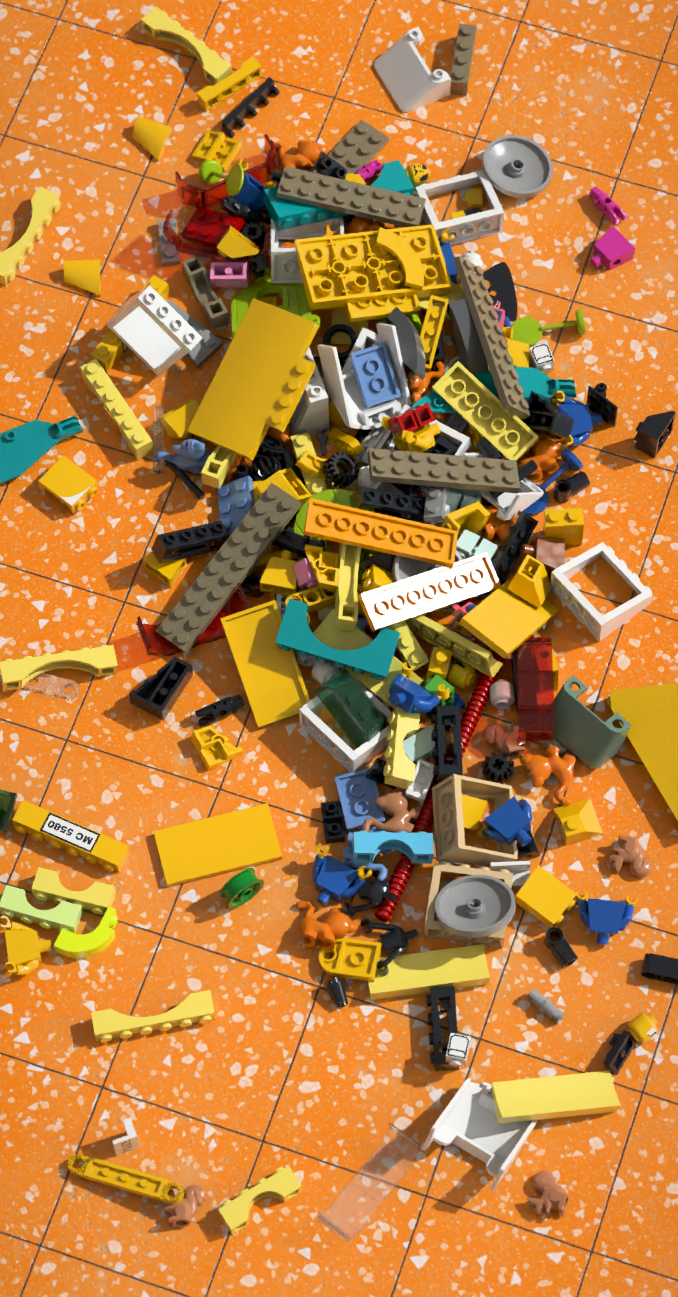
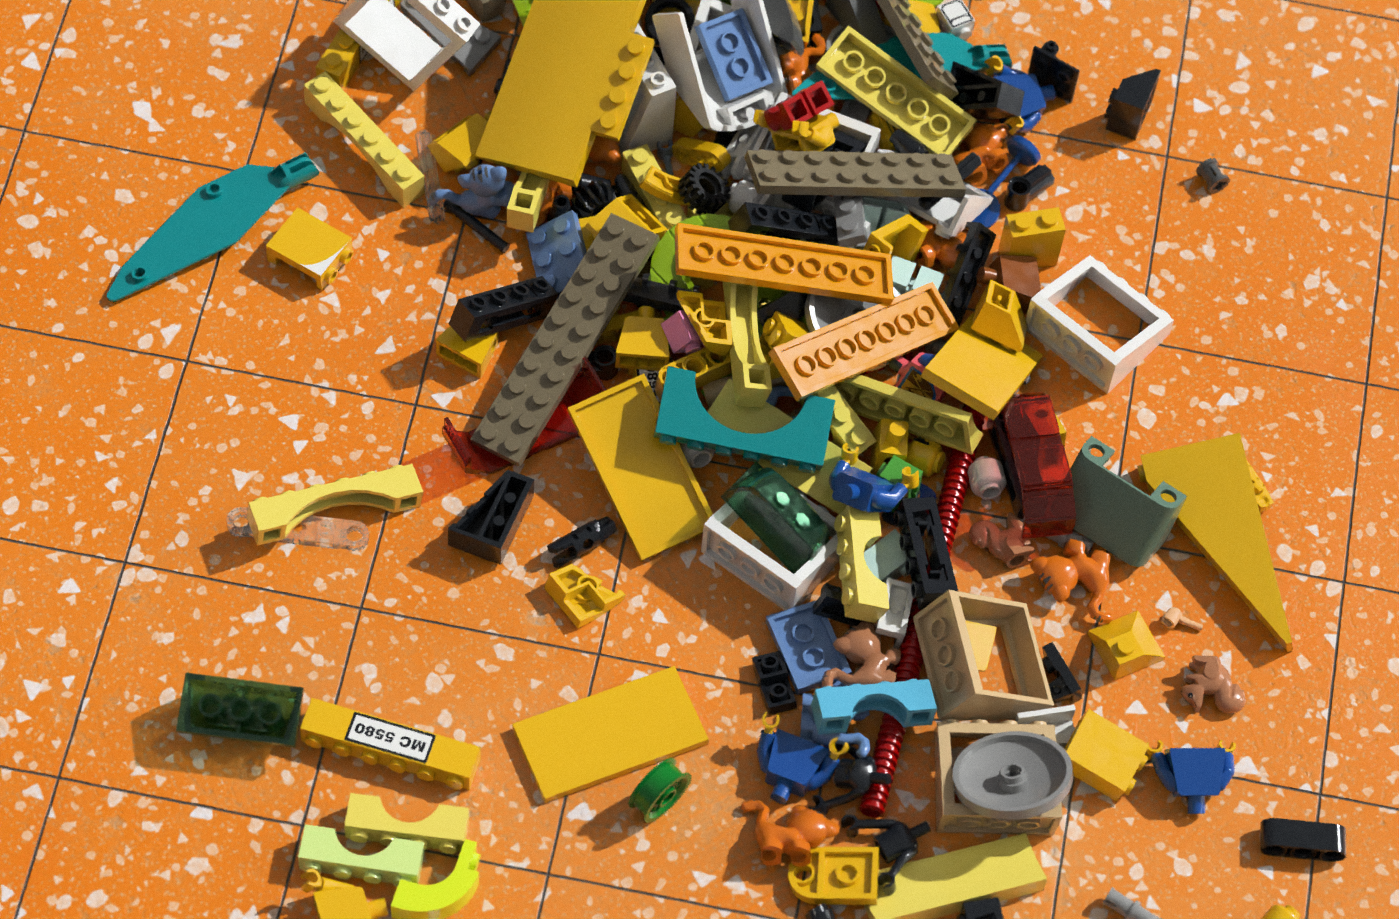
camera: 15 degrees left, 5 degrees down
(272, 447) = (599, 170): black gear -> none
(324, 671) = (725, 471): white head -> none
(498, 761) = (1008, 577): black gear -> none
(509, 822) = (1033, 654): blue torso -> none
(560, 948) = (1139, 826): black piece -> none
(613, 805) = (1175, 616): none -> light nougat hand

